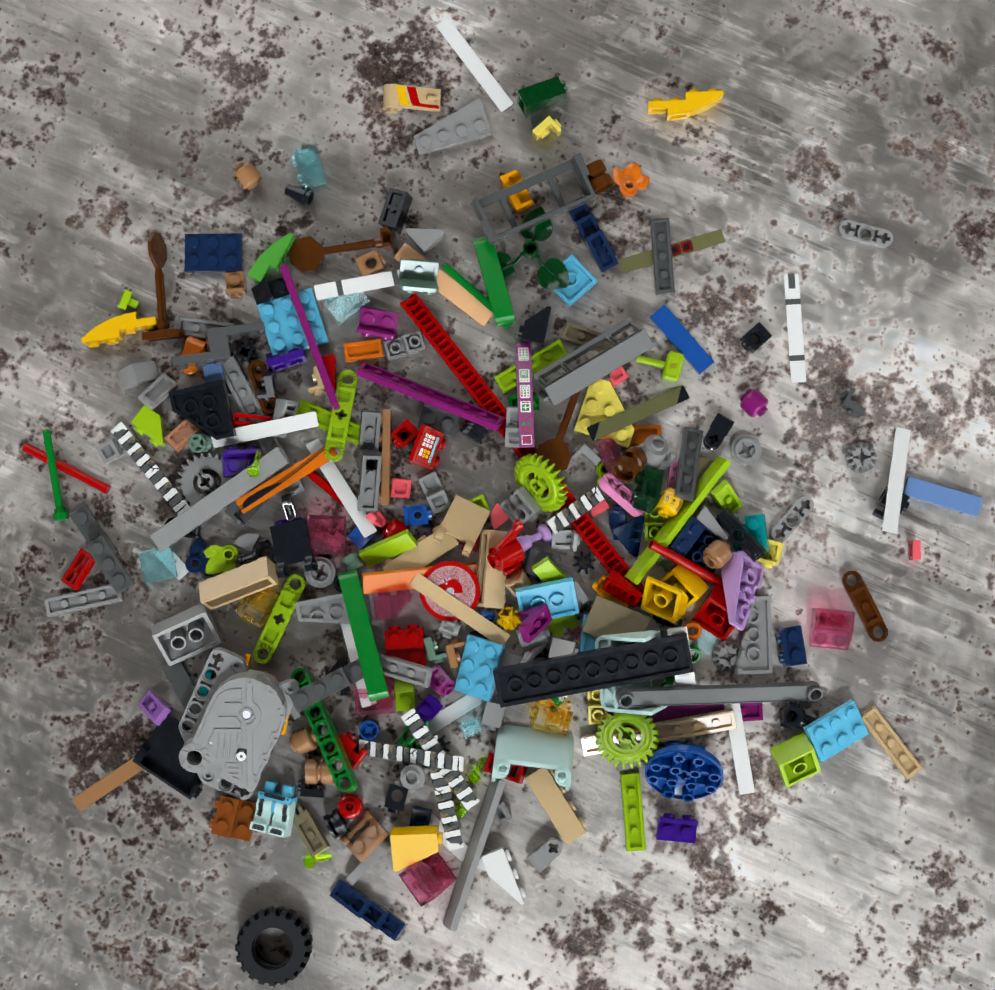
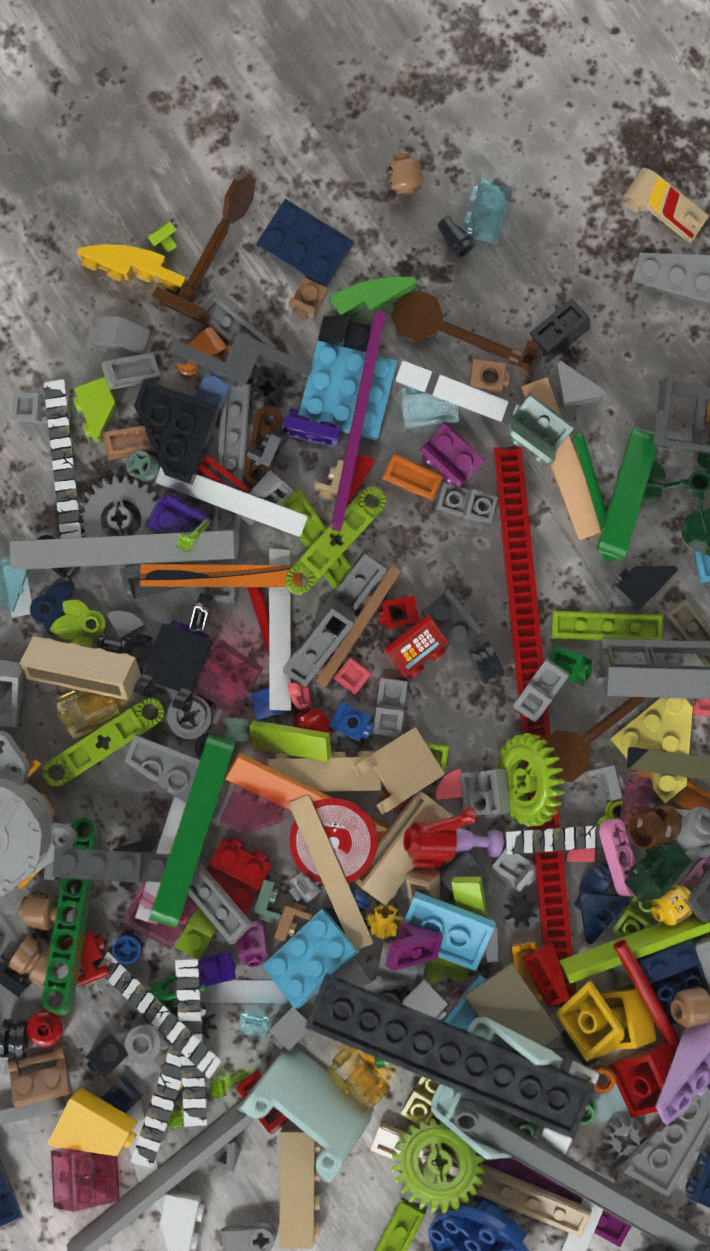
camera: 30 degrees right, 0 degrees up
(430, 396) = (460, 586): magenta tile -> none
(525, 395) = (577, 659): magenta sticker -> none

